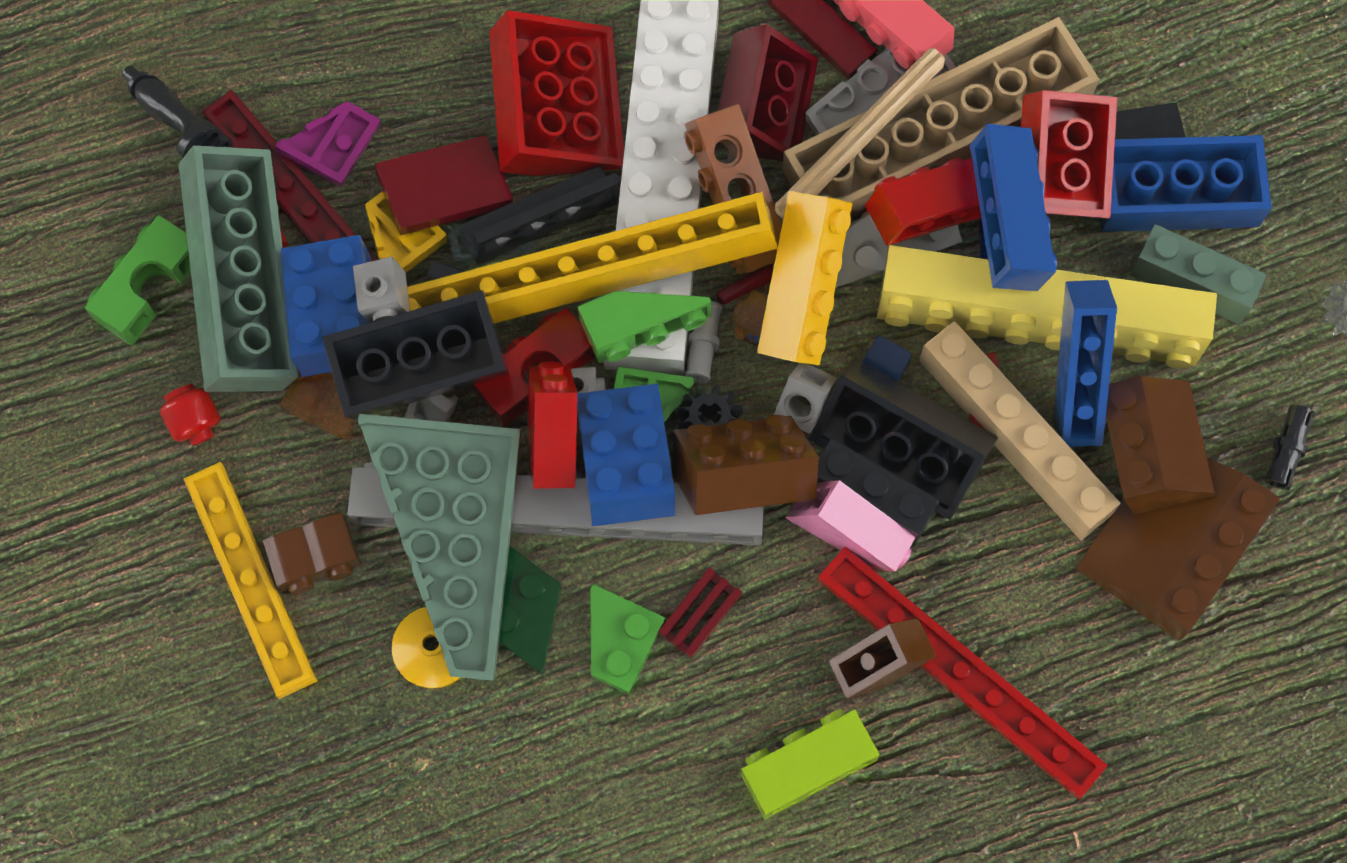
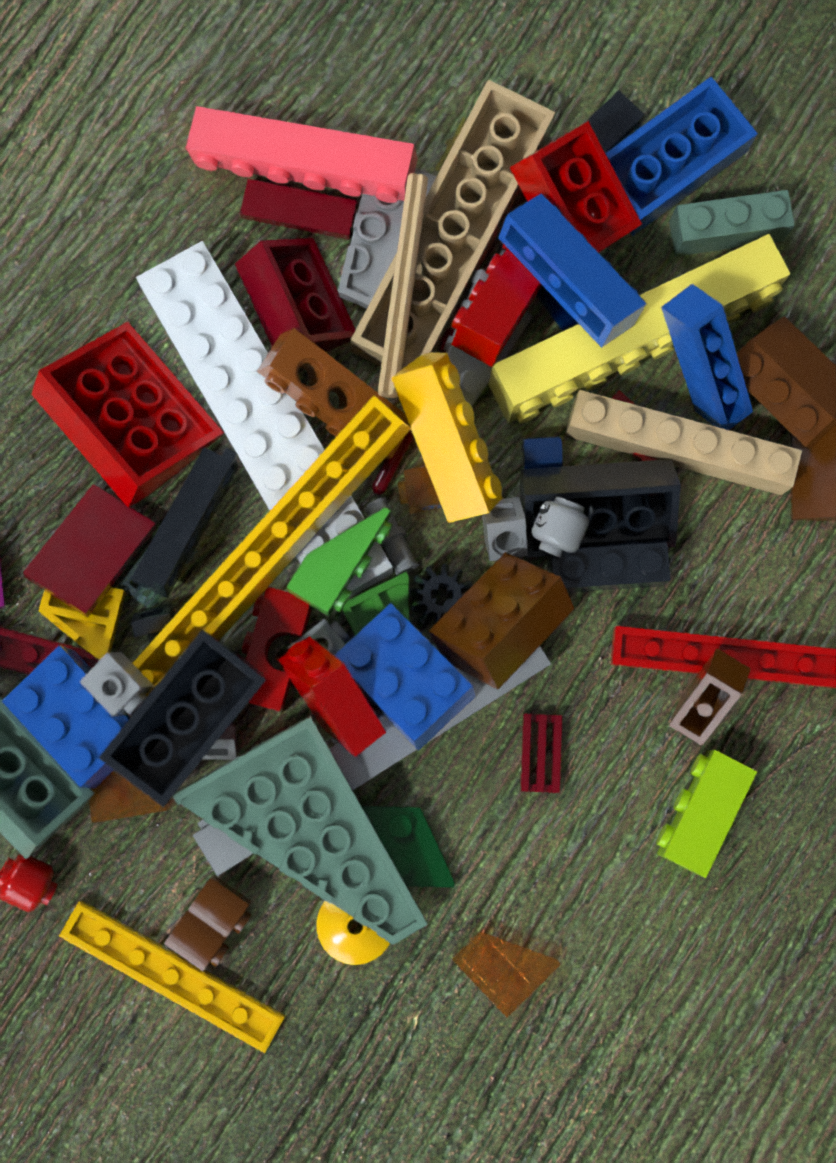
camera: 45 degrees left, 10 degrees up
(531, 775) = (504, 969): none -> clear orange wing
(620, 638) = (494, 816): bright green wing -> none
(851, 419) = (560, 526): none -> light grey head
(852, 522) = (616, 605): bright pink slope -> none

